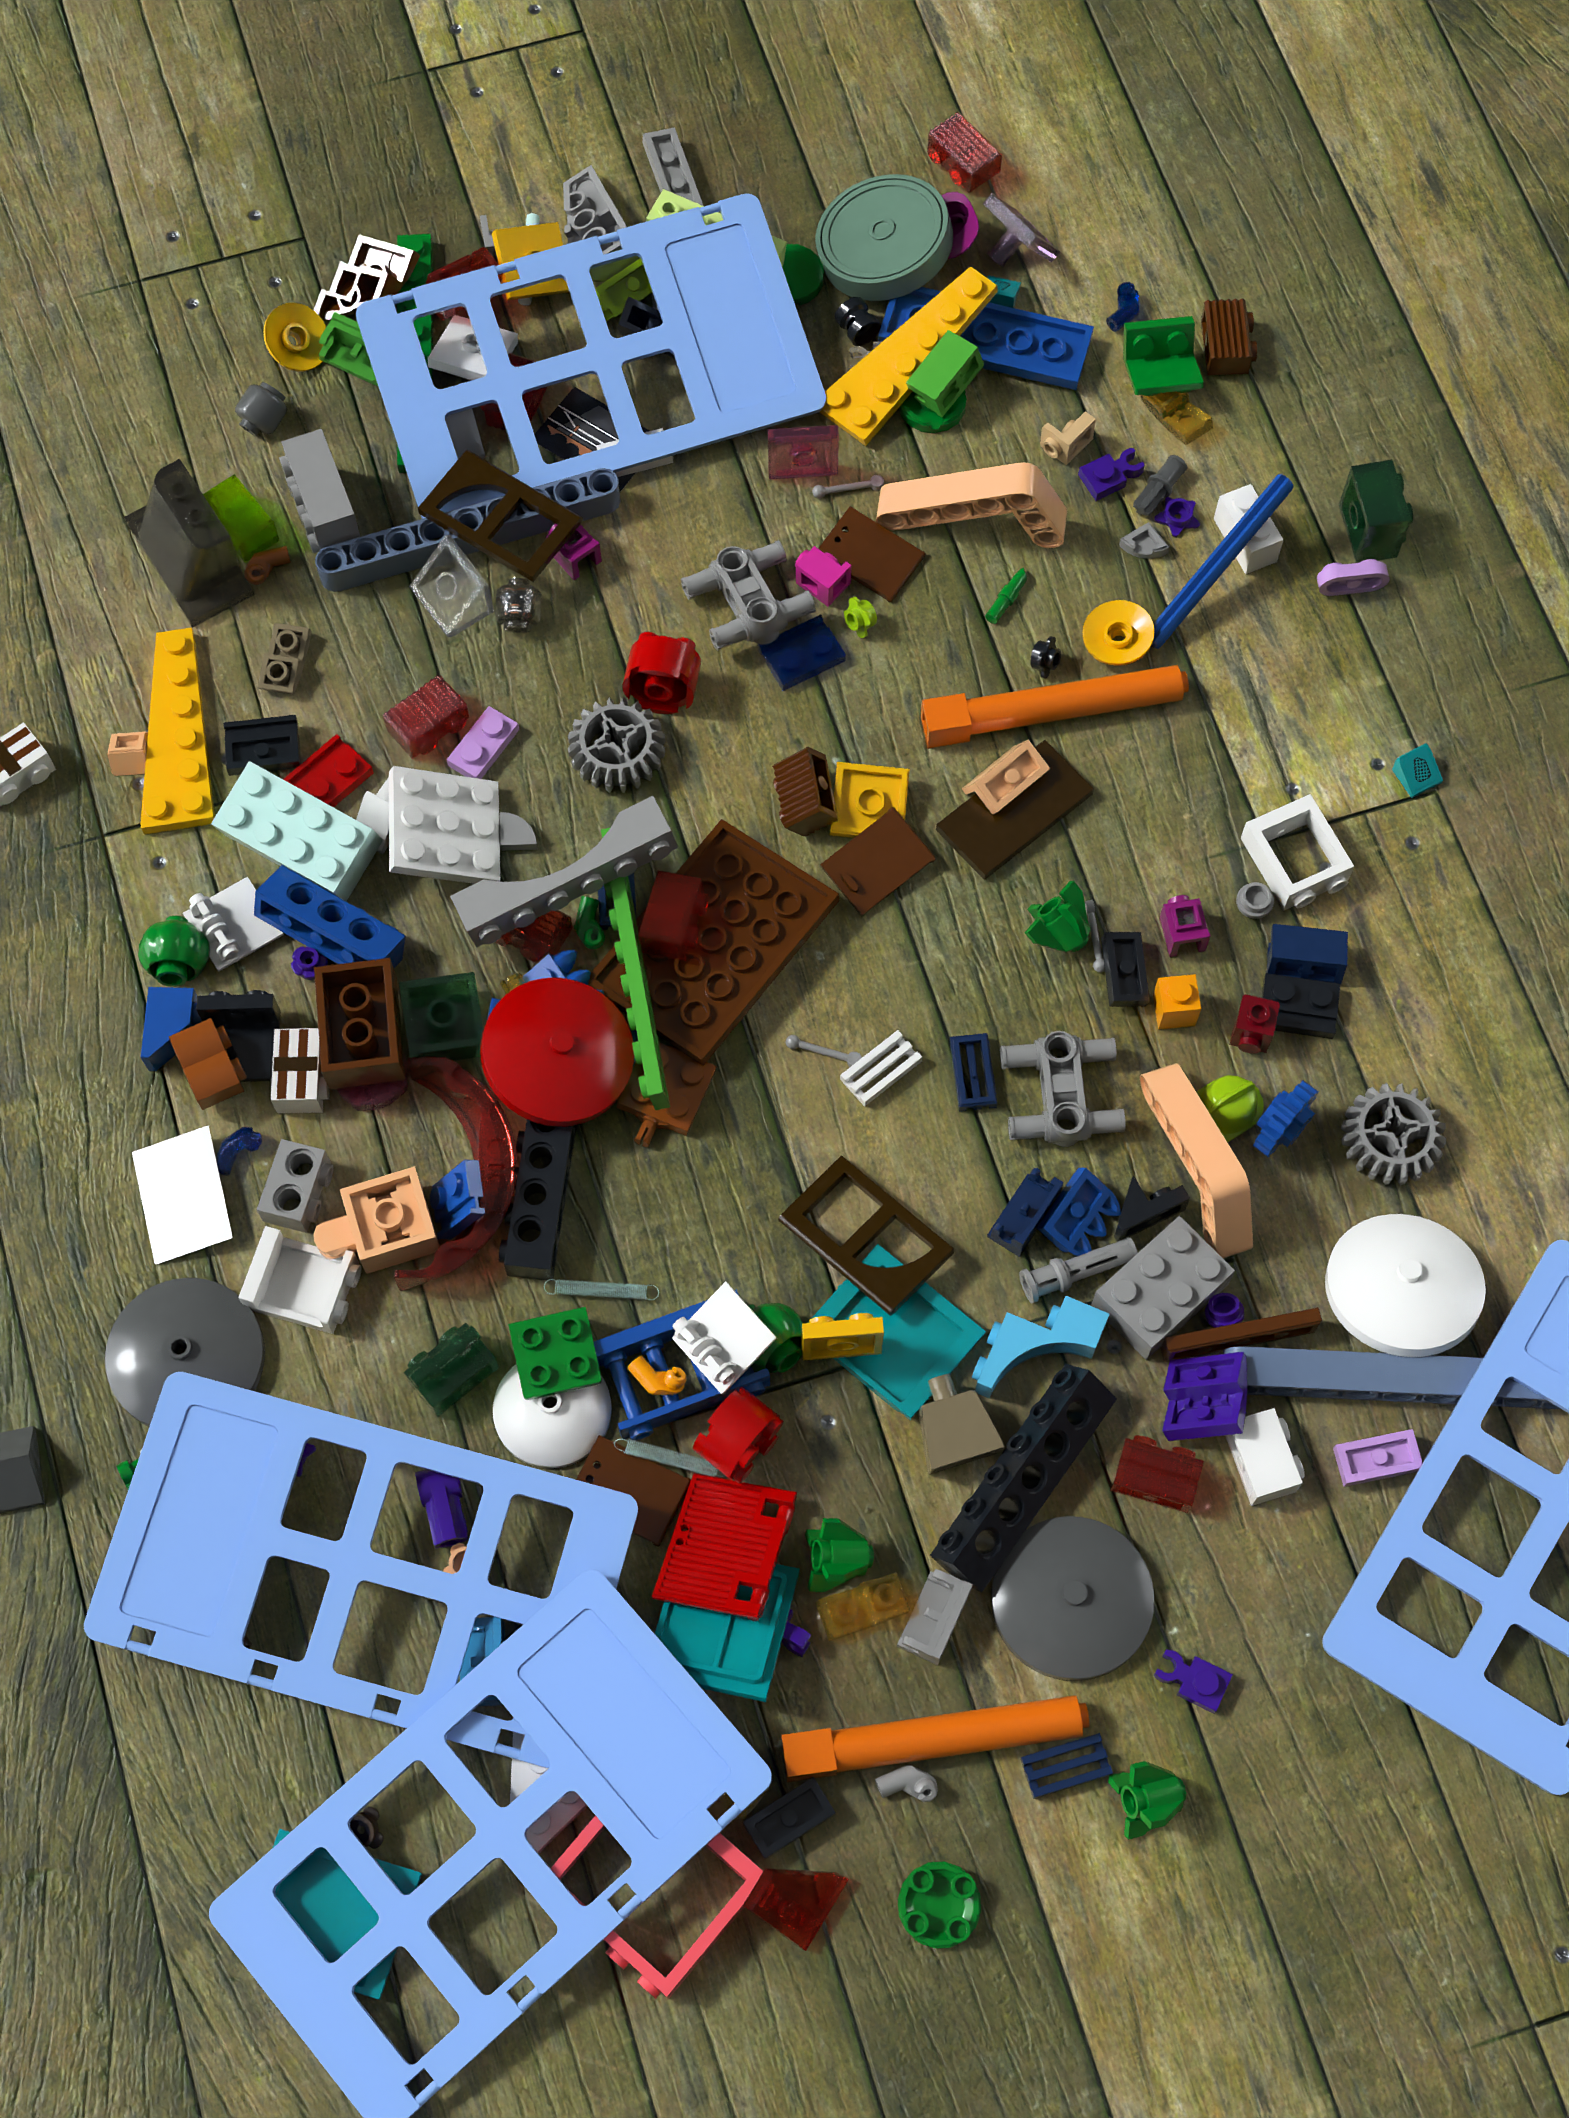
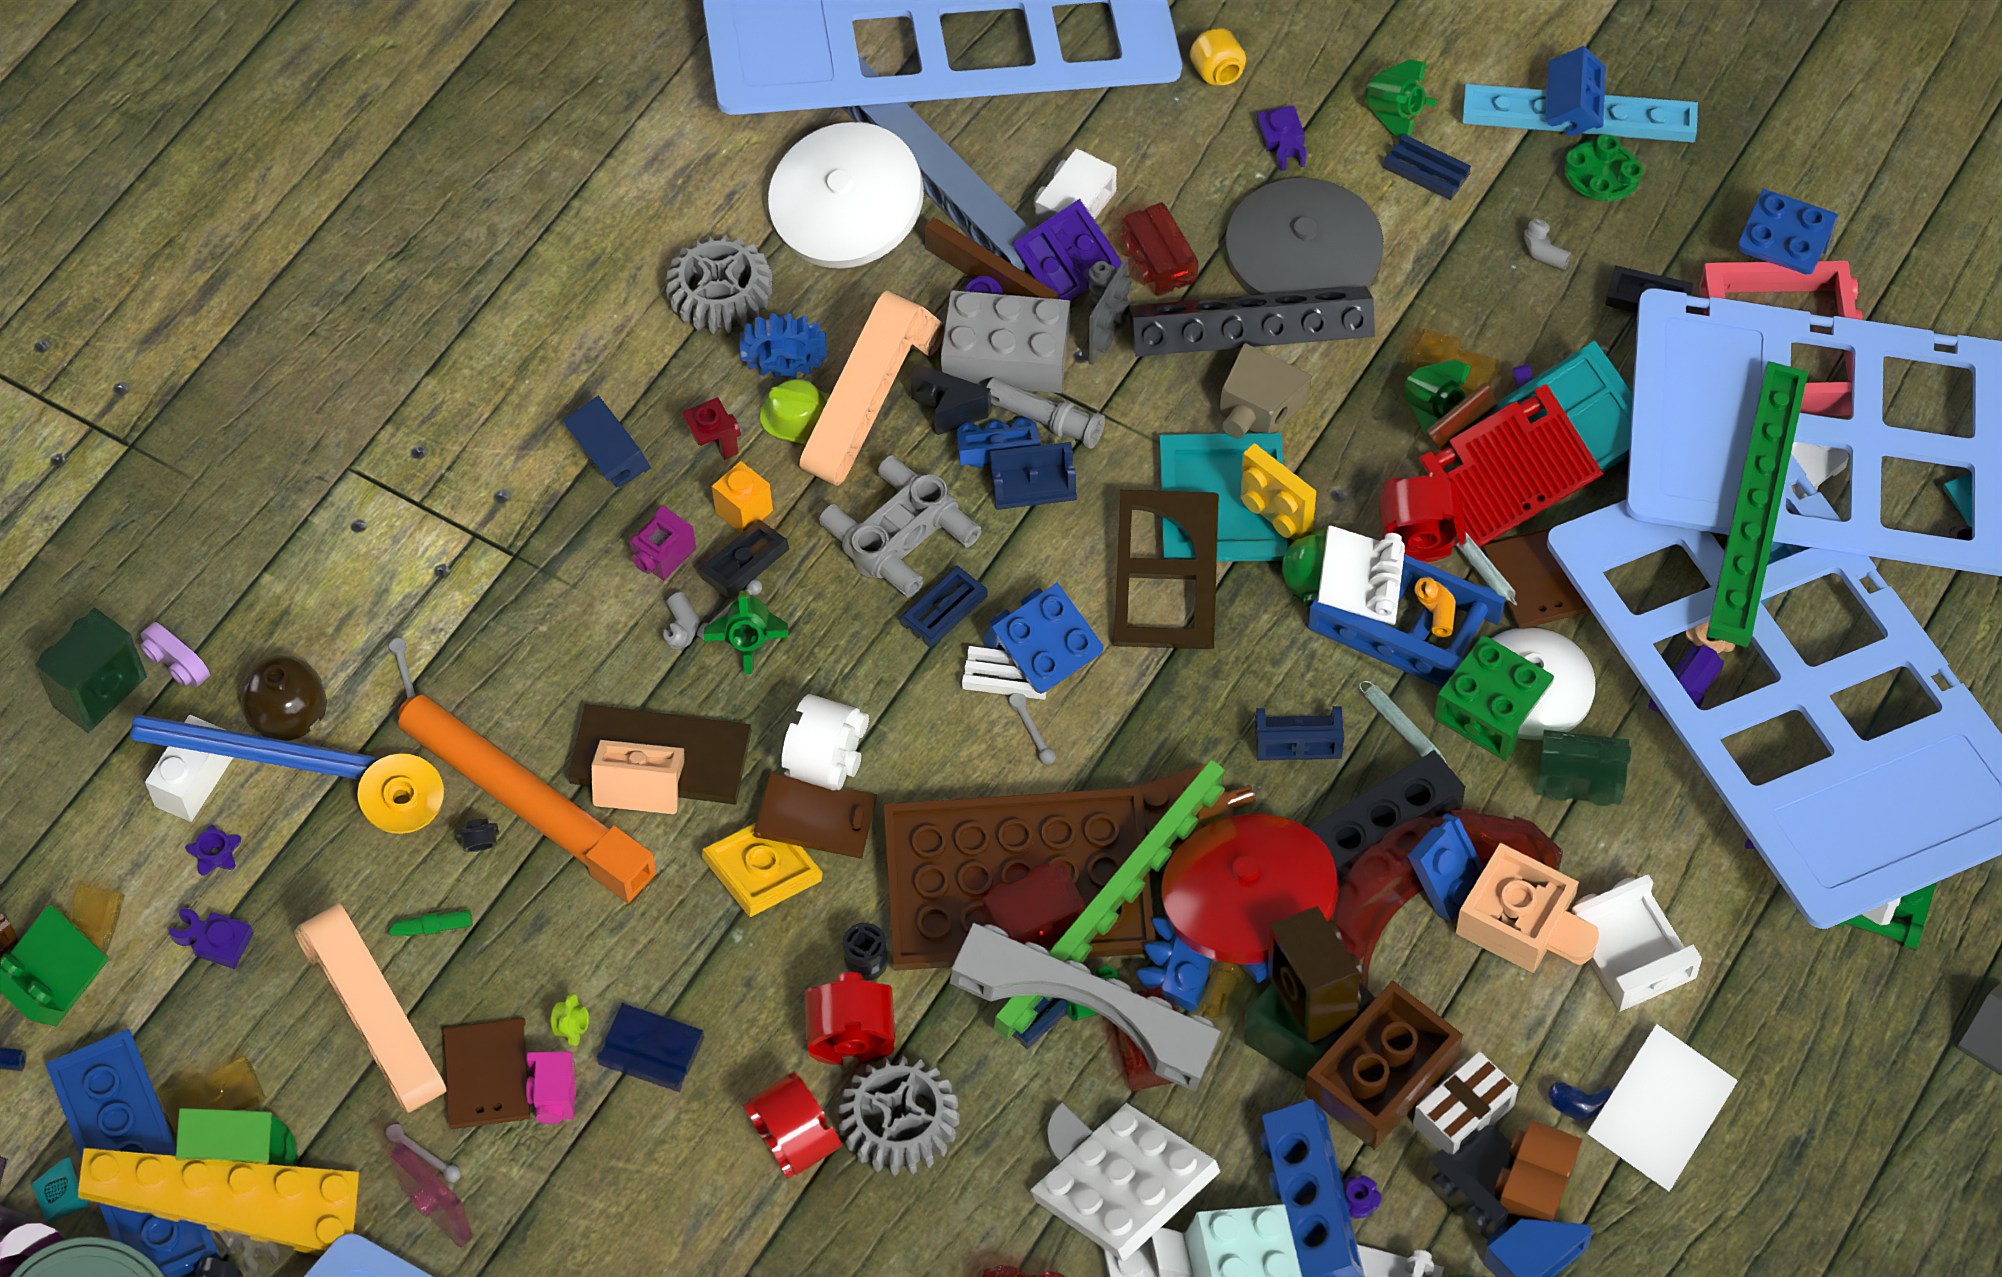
camera: 130 degrees left, 10 degrees down
(192, 1313) = (1781, 984): dark grey dish -> none
(286, 1185) = (1571, 1025): light grey brick -> none
(443, 1008) = (1314, 973): none -> dark brown brick
(483, 744) = (1003, 1242): lavender plate -> none
(513, 1669) = (1757, 505): none -> green plate
(656, 1210) = (1299, 736): none -> dark blue hinge
(700, 754) = (849, 1020): none -> red brick
(736, 1975) = (1787, 232): none -> blue bracket
(739, 578) = (636, 1126): light grey piece -> none
(748, 819) = (867, 961): none -> black wheel
(787, 1530) = (1463, 416): none -> reddish brown container
(795, 1901) = (1707, 241): clear red wing -> none
(805, 792) = (804, 915): reddish brown brick -> none
(881, 1101) = (1044, 638): none -> blue bracket
(919, 892) = (824, 742): none -> white brick
(931, 1737) = (1586, 305): orange brick -> none
(935, 1616) = (1412, 306): light grey hinge -> none
(992, 403) = (227, 1089): none -> clear yellow slope
(1010, 1942) = (1622, 114): none -> medium azure plate
(1026, 1945) = (1576, 91): none -> blue hinge
(1071, 440) = (202, 986): tan bracket -> none
(1073, 1330) = (1149, 405): medium azure arch -> none
(1105, 897) = (686, 622): none -> light grey arm
(1131, 1386) = (1107, 304): none -> dark grey hinge
(1144, 543) = (270, 854): light grey tile -> none
(1160, 485) = (194, 881): dark grey axle -> none
(1247, 717) = (398, 649): none -> light grey hinge
(1255, 900) = (585, 516): light grey plate -> none
(1262, 620) = (283, 697): none -> dark brown cylinder
(1281, 821) = (498, 544): white window -> none
(1305, 1004) = (655, 424): black plate -> none
(1314, 1689) = (1218, 57): none -> yellow head
(1378, 1457) = (1001, 132): lavender plate -> none
(1417, 770) = (343, 486): teal slope -> none

